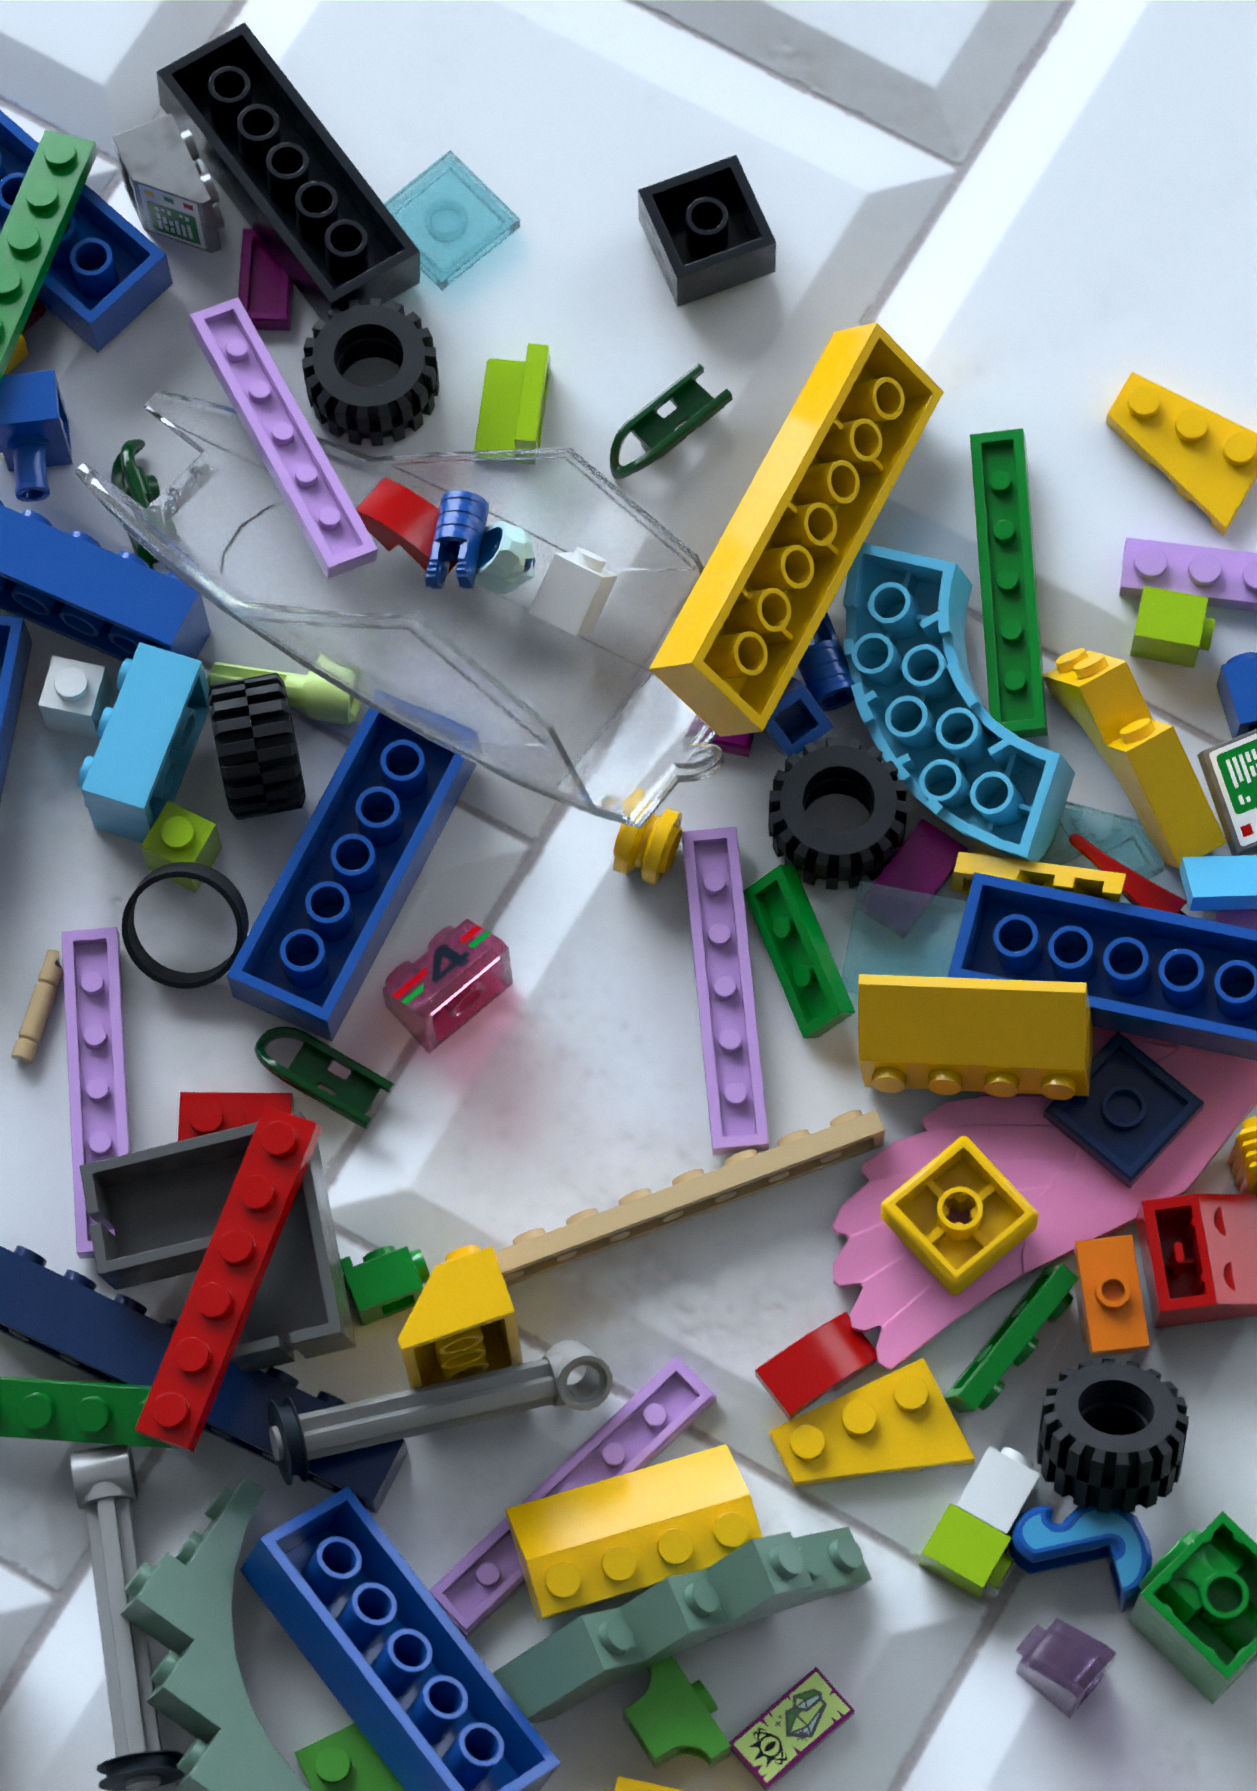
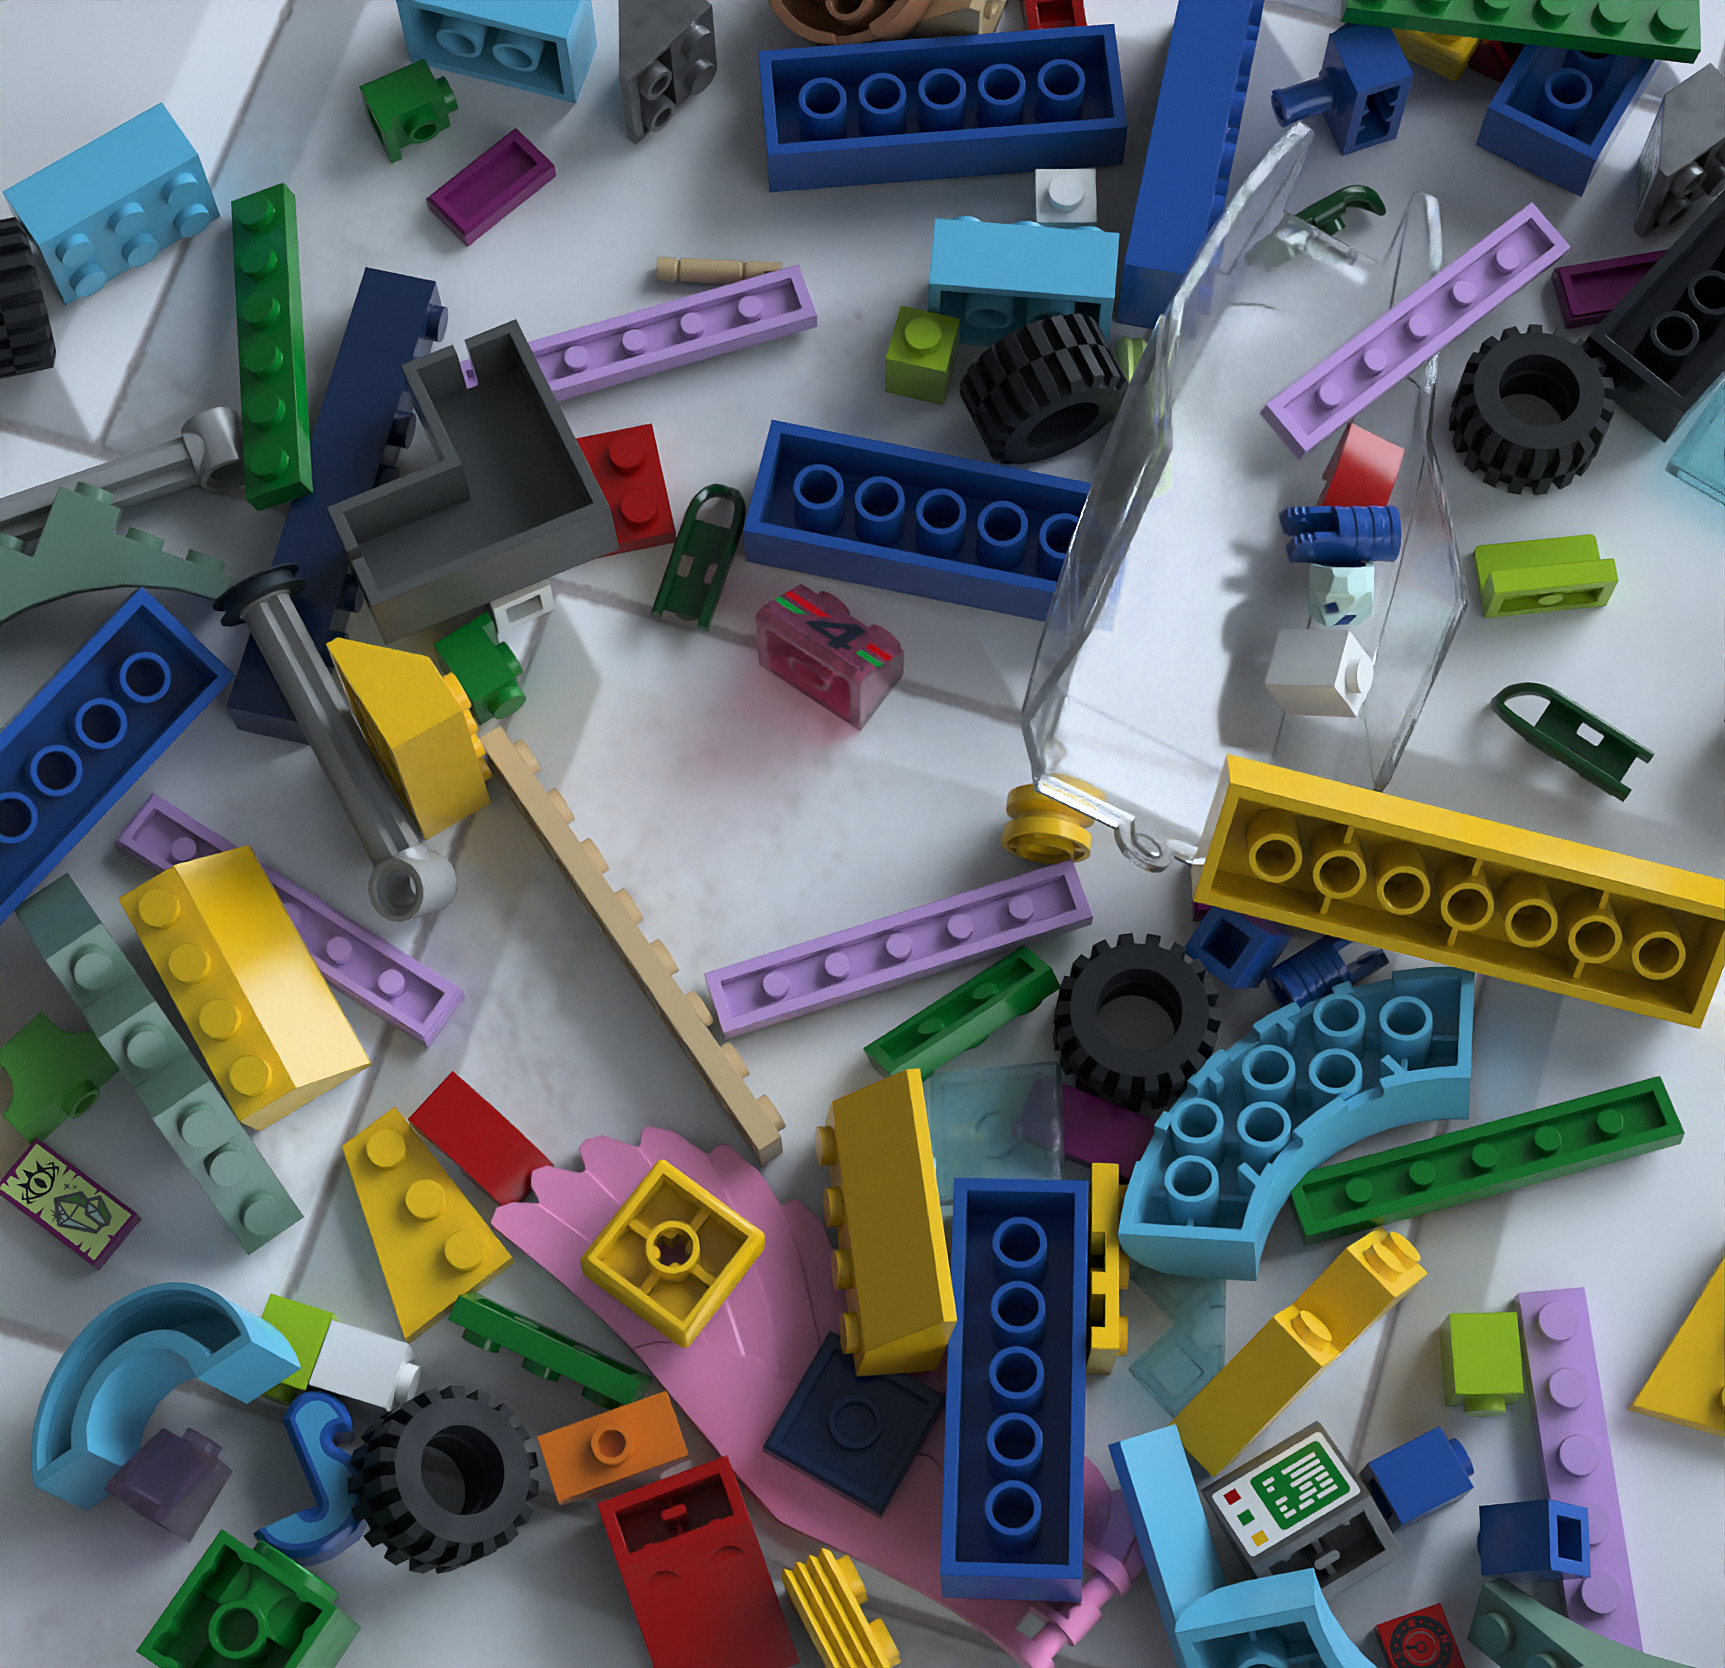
camera: 75 degrees right, 0 degrees up
(161, 973) = (794, 344): black tyre -> none
(228, 1279) = (411, 482): red plate -> none
(951, 1675) = (131, 1361): none -> medium azure brick
(1136, 888) = (1124, 1405): red piece -> none

